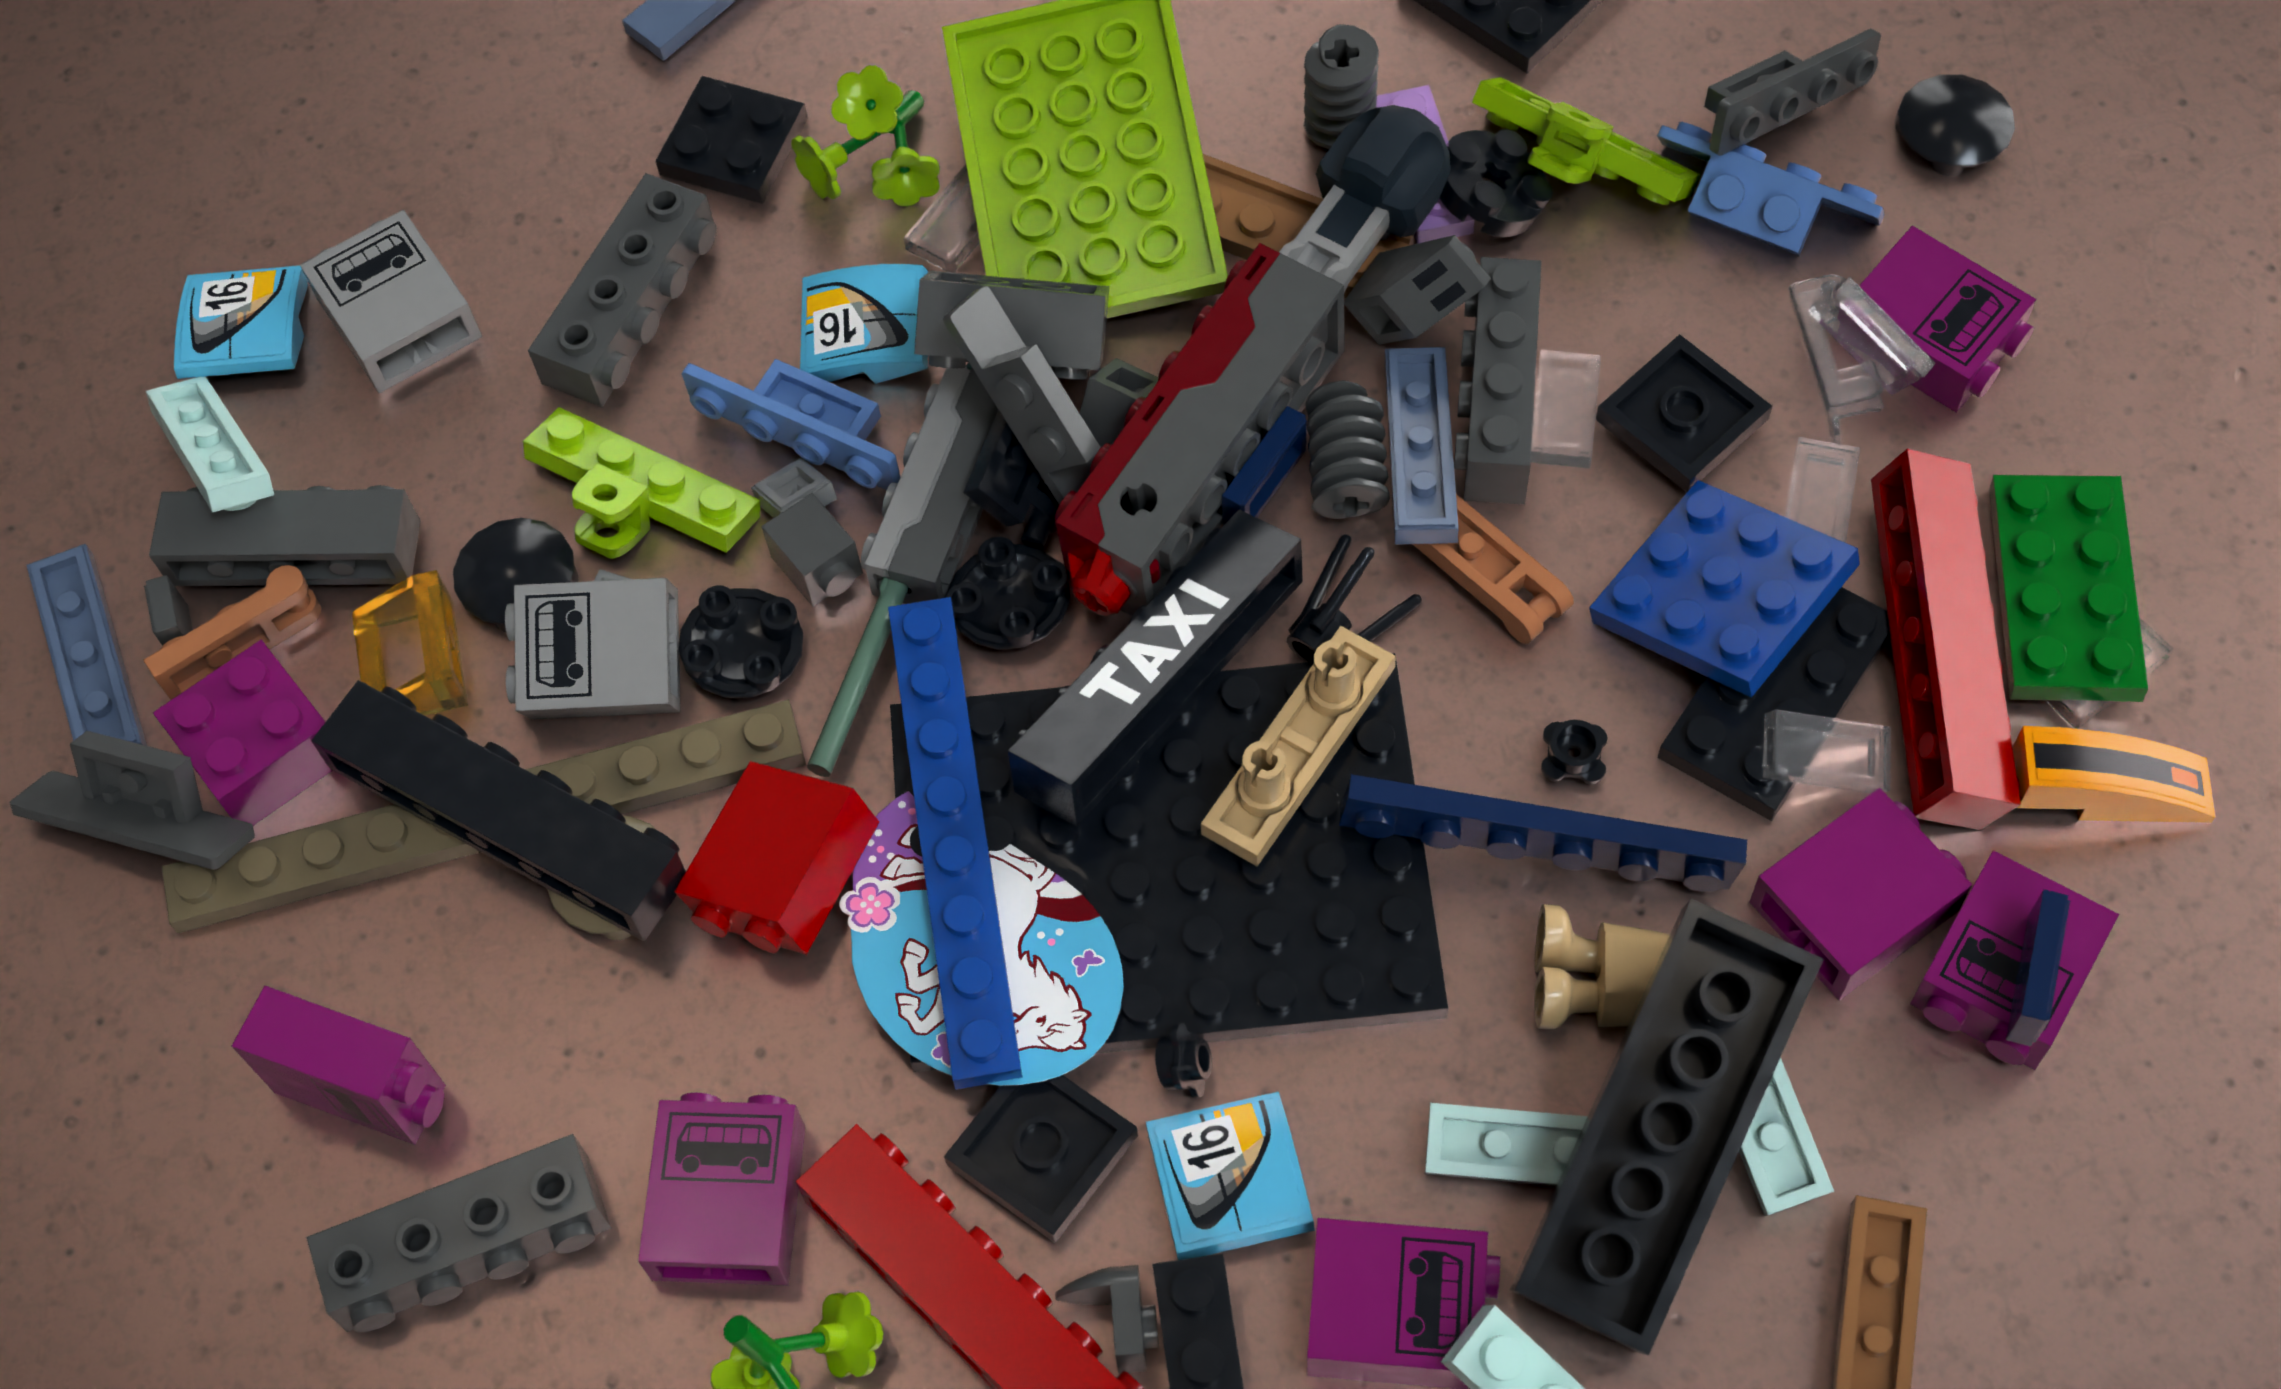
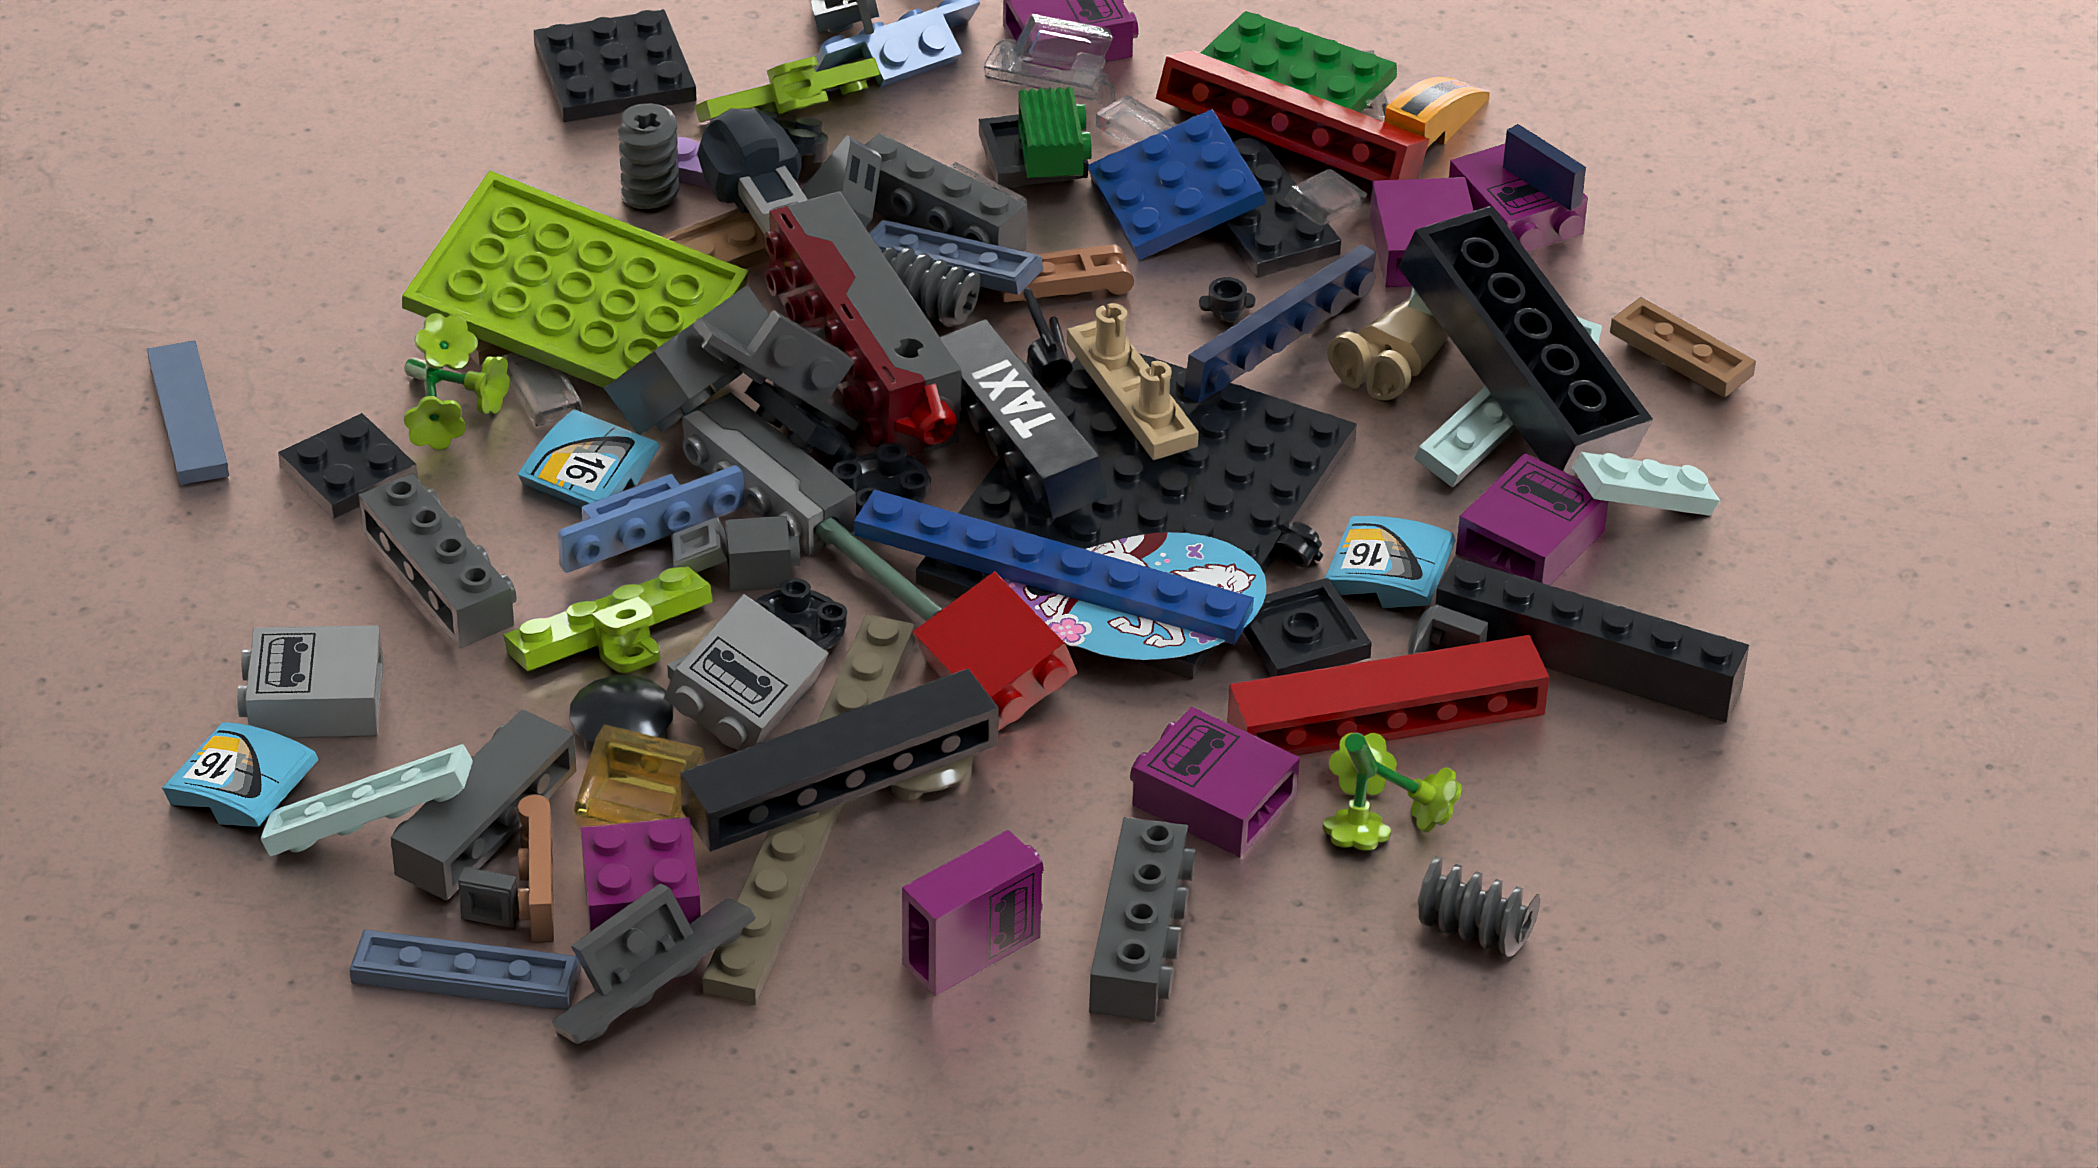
camera: 65 degrees left, 20 degrees down
(1684, 416) = (1052, 132): none -> green brick

